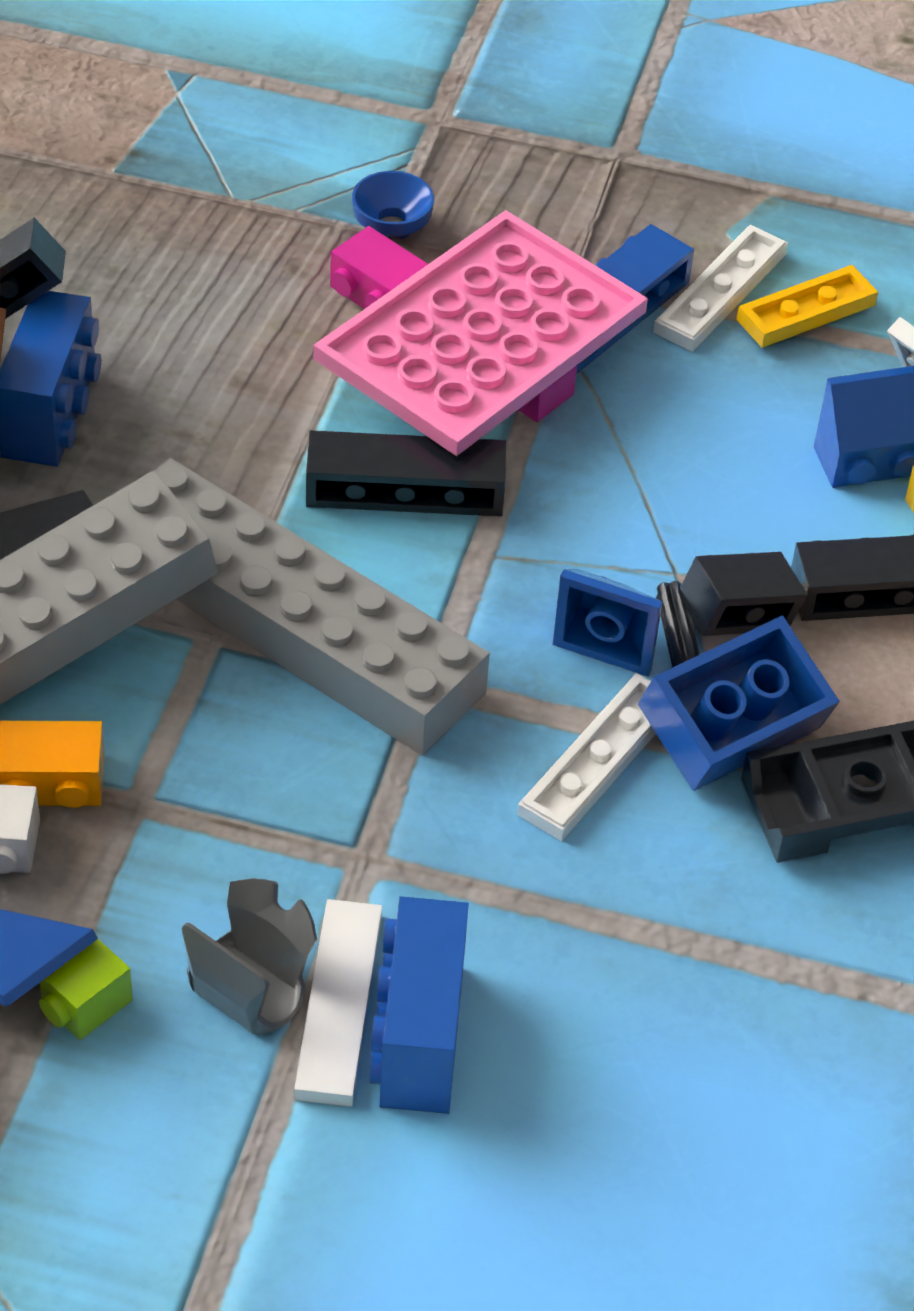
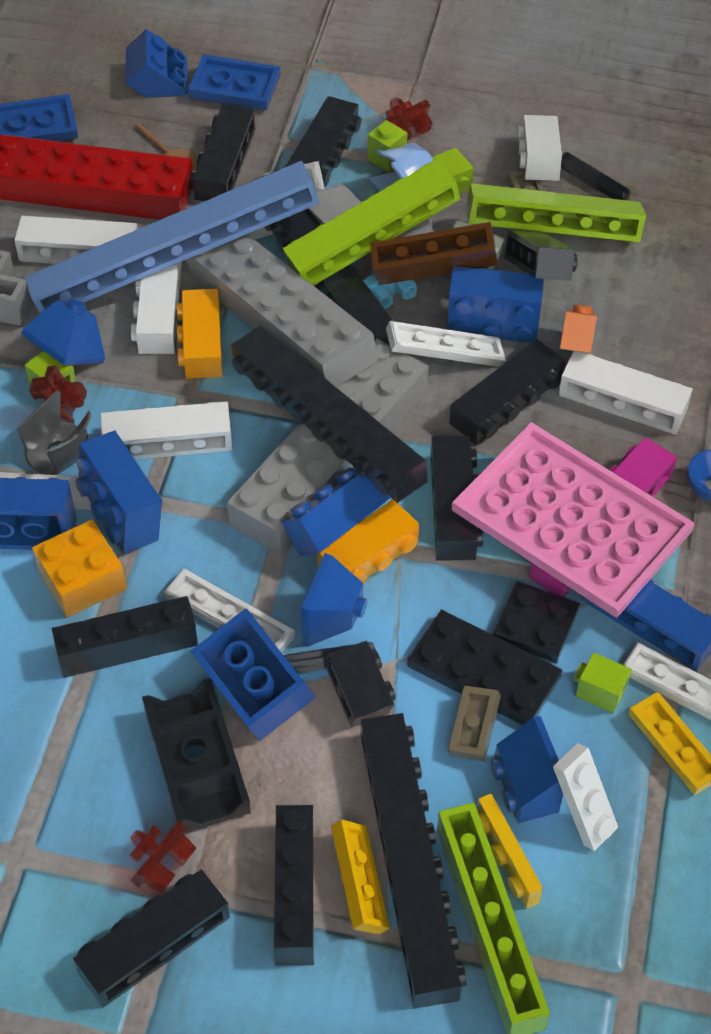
camera: 90 degrees right, 5 degrees up
(115, 442) = (445, 344): none -> white tile
(124, 285) = (579, 328): none -> orange brick
(155, 955) = (71, 394): none -> clear red hips
(209, 396) = (506, 392): none -> black brick
(224, 274) = (625, 392): none -> white brick
(236, 804) = (172, 429): none -> white brick
(277, 562) = (329, 414): none -> black brick
(397, 845) = (118, 492): none -> blue brick
(431, 579) = (332, 512): none -> blue brick
(491, 574) = (375, 541): none -> light orange brick
(528, 934) = (79, 568): none -> light orange brick
(617, 417) = (537, 621): none -> black plate
(659, 874) = (125, 636): none -> black brick
(692, 478) = (468, 656): none -> black plate
(723, 356) = (602, 682): none -> lime brick
(792, 485) = (474, 723): none -> dark tan plate

